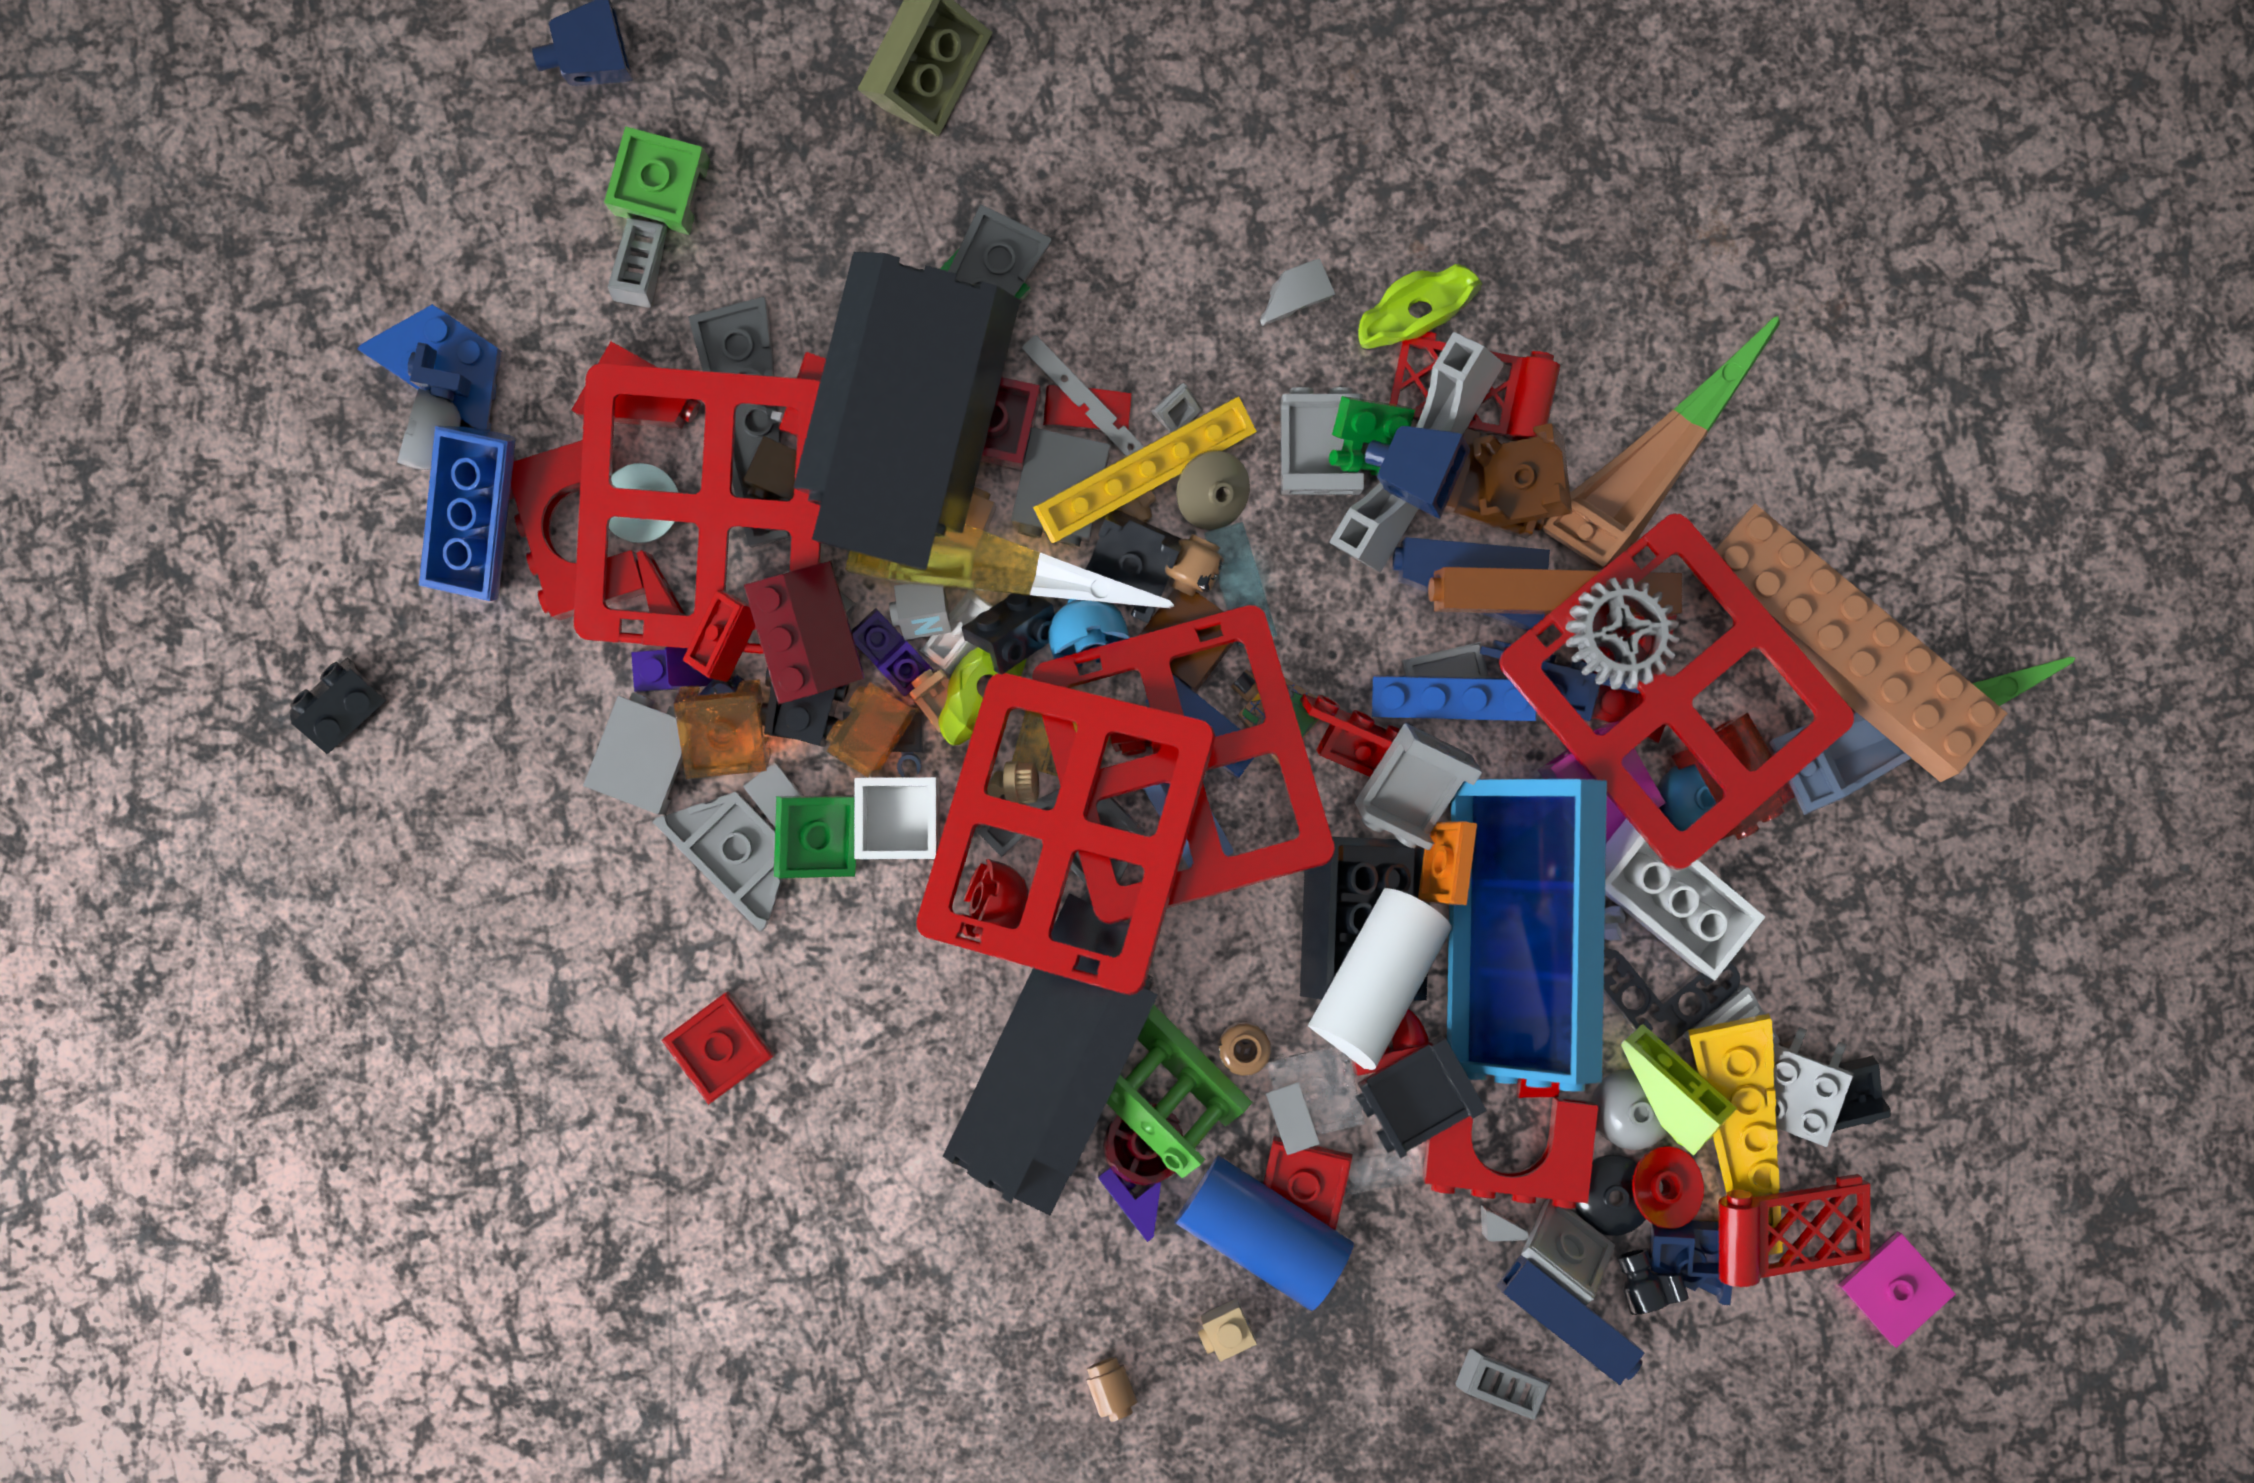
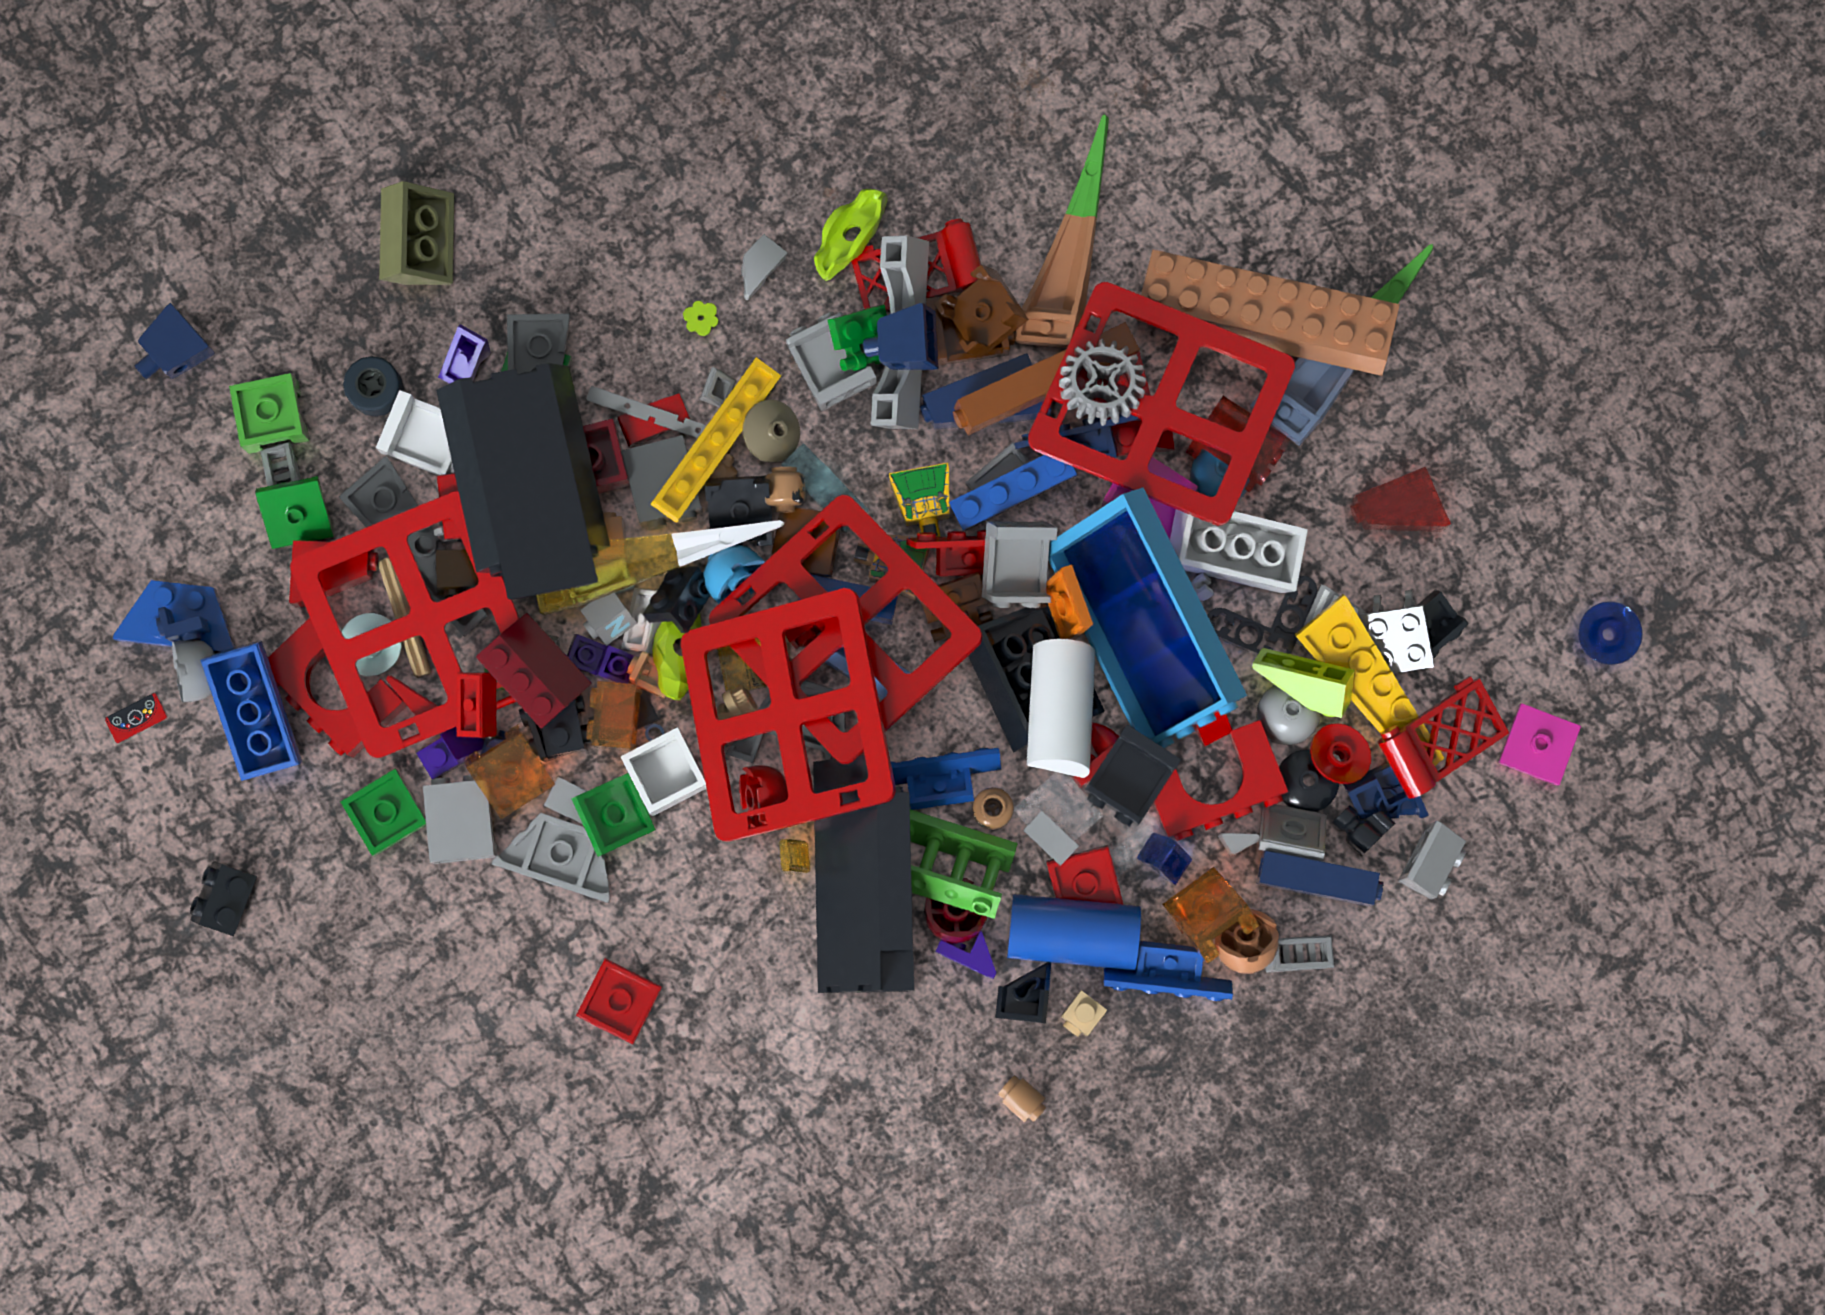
camera: 25 degrees left, 5 degrees down
(341, 451) = (135, 718): none -> sticker
(562, 701) = (384, 812): none -> green plate
(629, 309) = (294, 512): none -> green plate
(688, 533) = (400, 607): none -> tan axle
(781, 197) = (364, 379): none -> black wheel
(808, 289) = (416, 436): none -> white panel
(909, 227) = (464, 355): none -> slope
(994, 988) = (794, 856): none -> clear yellow slope
(1174, 1278) = (1026, 997): none -> black slope
(1201, 308) = (699, 310): none -> lime plant
(1207, 985) = (944, 778): none -> blue bracket
(1338, 793) = (966, 594): none -> reddish brown plate
(1347, 652) = (923, 496): none -> torso
(1350, 1333) = (1169, 970): none -> blue bracket
(1408, 1201) = (1165, 857): none -> clear blue slope
(1427, 1292) = (1207, 910): none -> clear orange panel
(1453, 1345) = (1249, 951): none -> nougat cylinder
(1709, 1361) = (1432, 861): none -> light grey slope
(1885, 940) = (1402, 505): none -> clear red slope
(2062, 1212) = (1621, 622): none -> clear blue dish

